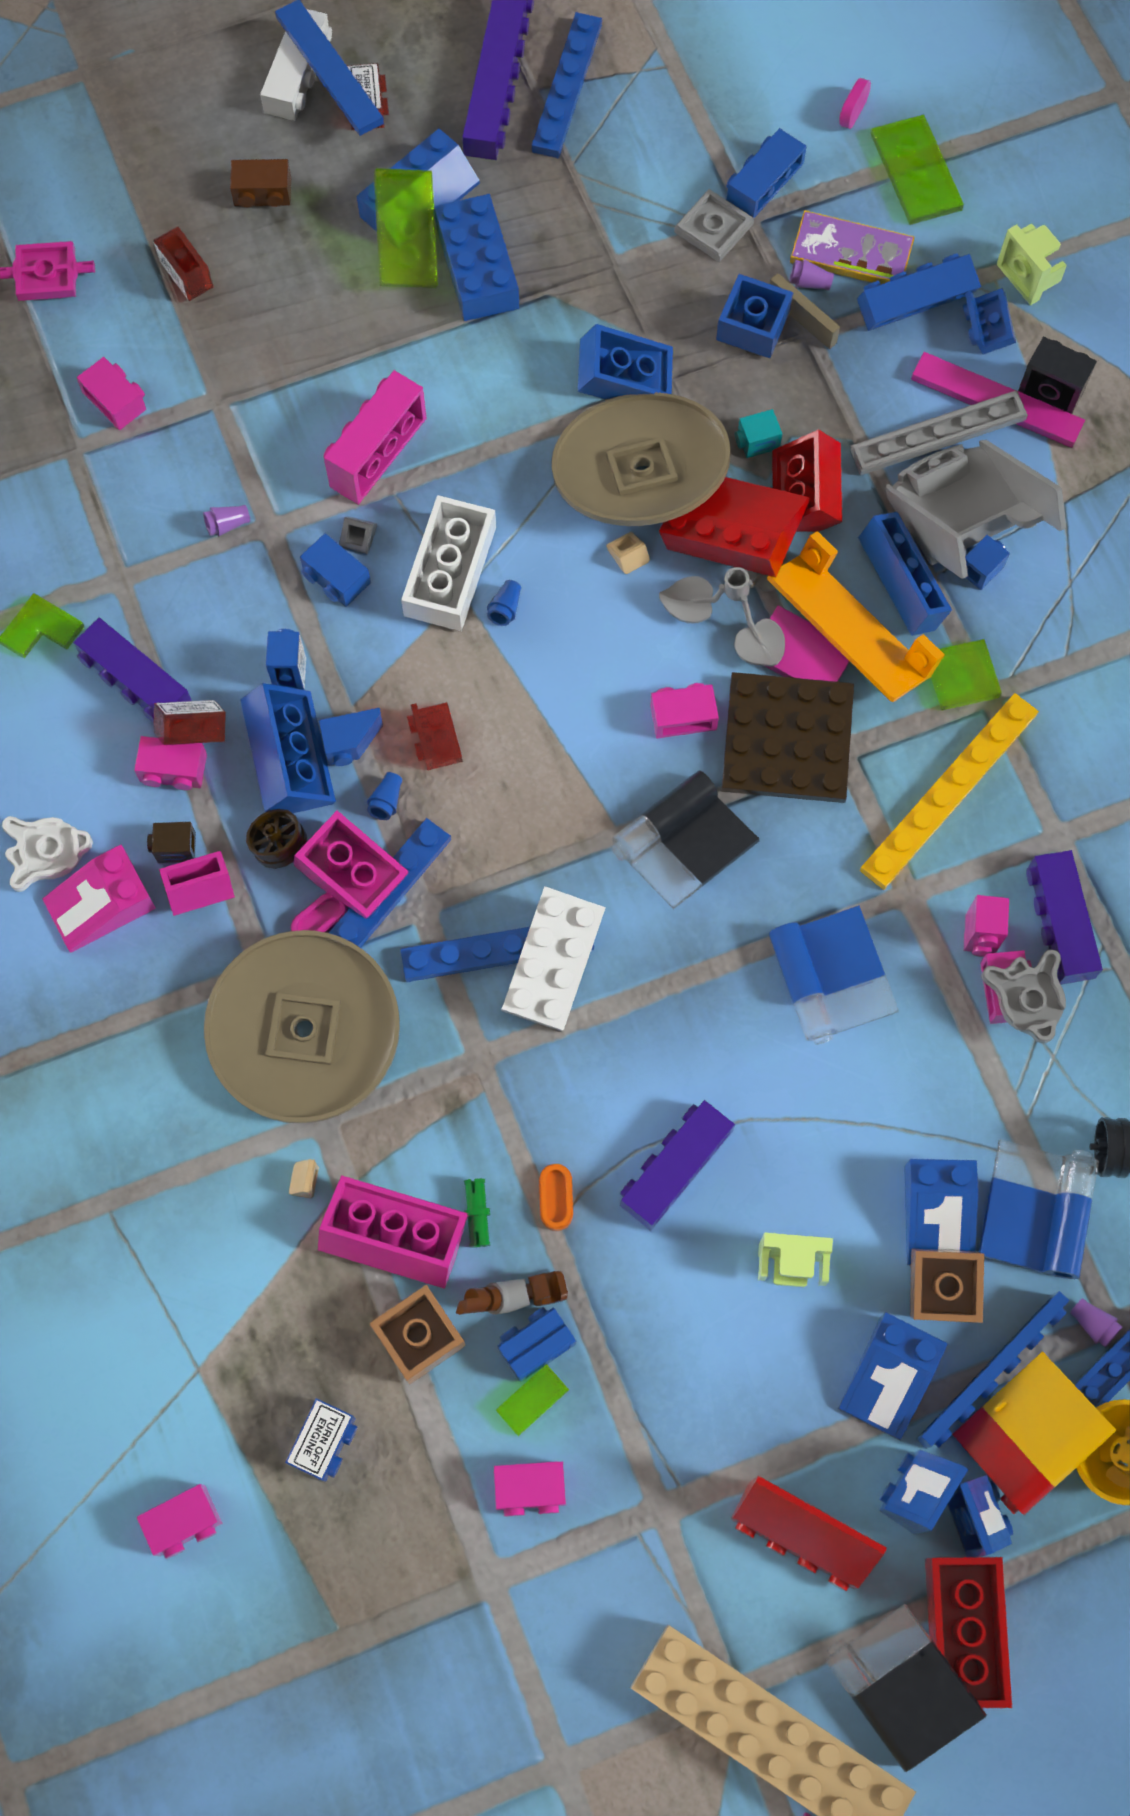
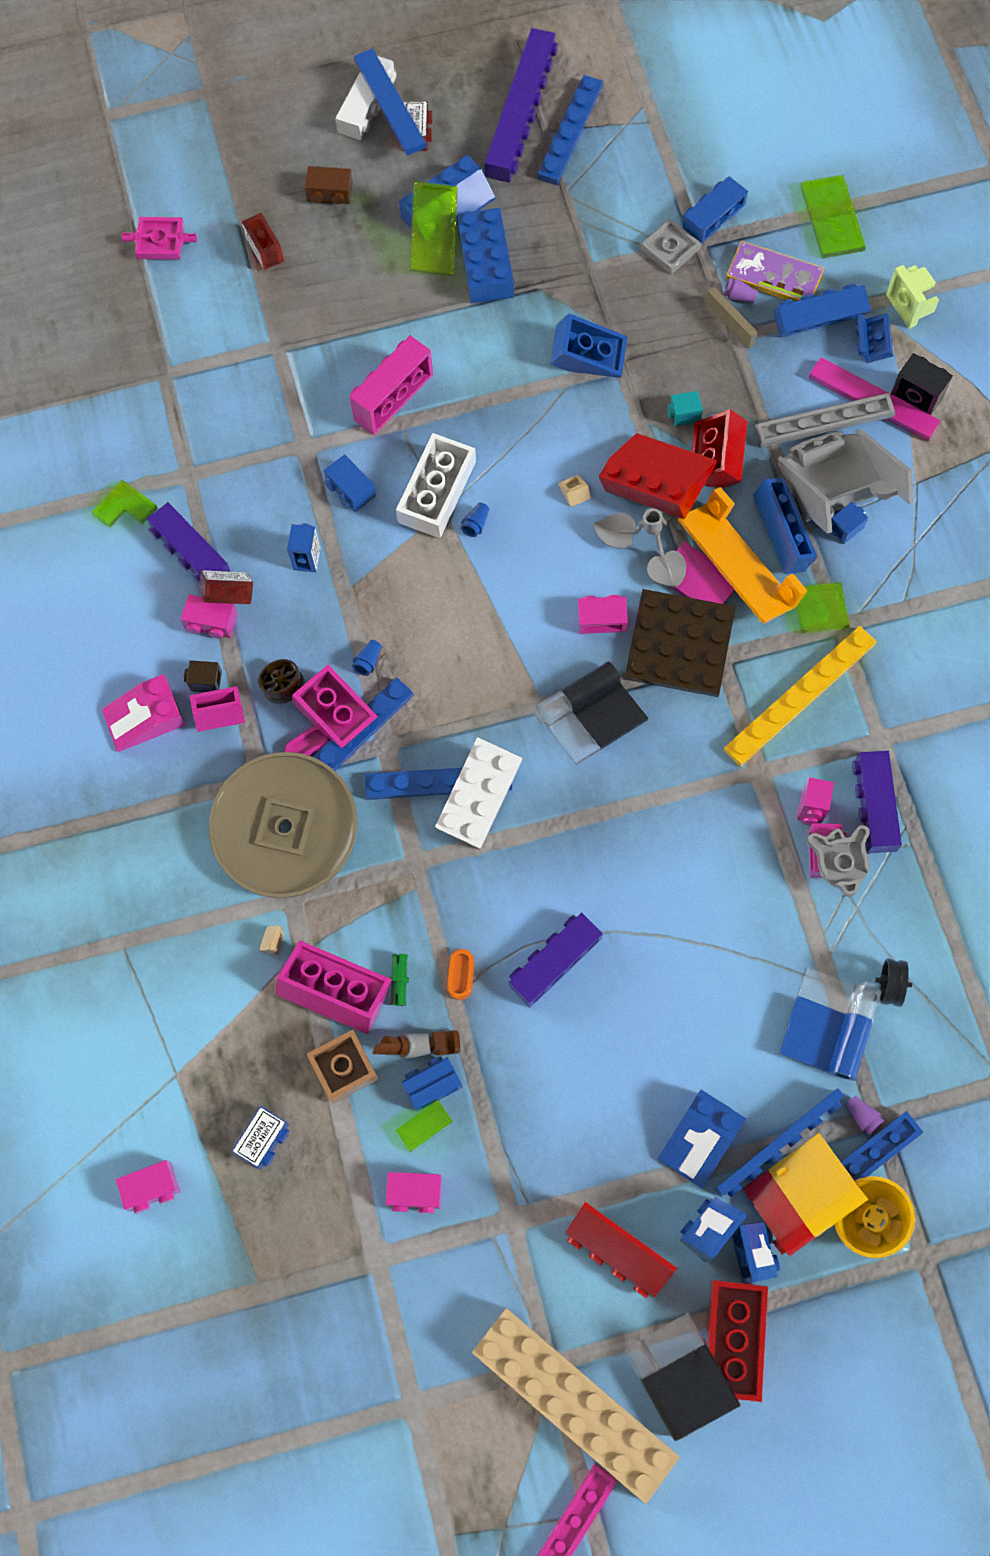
camera: 10 degrees right, 0 degrees up
(43, 849) = (107, 672): white tile -> none
(112, 393) = (198, 334): dark pink piece -> none
(224, 519) = (270, 437): medium lavender cone -> none
(287, 748) = (297, 614): blue slope -> none
(349, 735) = (345, 609): blue slope -> none
(357, 534) = (370, 457): flat silver slope -> none
(436, 736) = (411, 615): clear red bracket -> none
(665, 432) = (613, 401): dark tan dish -> none
(754, 316) = (692, 318): blue brick -> none
(794, 1258) = (636, 1040): yellowish green panel -> none
(833, 974) = (692, 827): blue door -> none
(854, 103) = (790, 161): dark pink tile -> none
(941, 1204) = (754, 1017): blue slope -> none
(947, 1285) = (751, 1074): medium nougat brick -> none

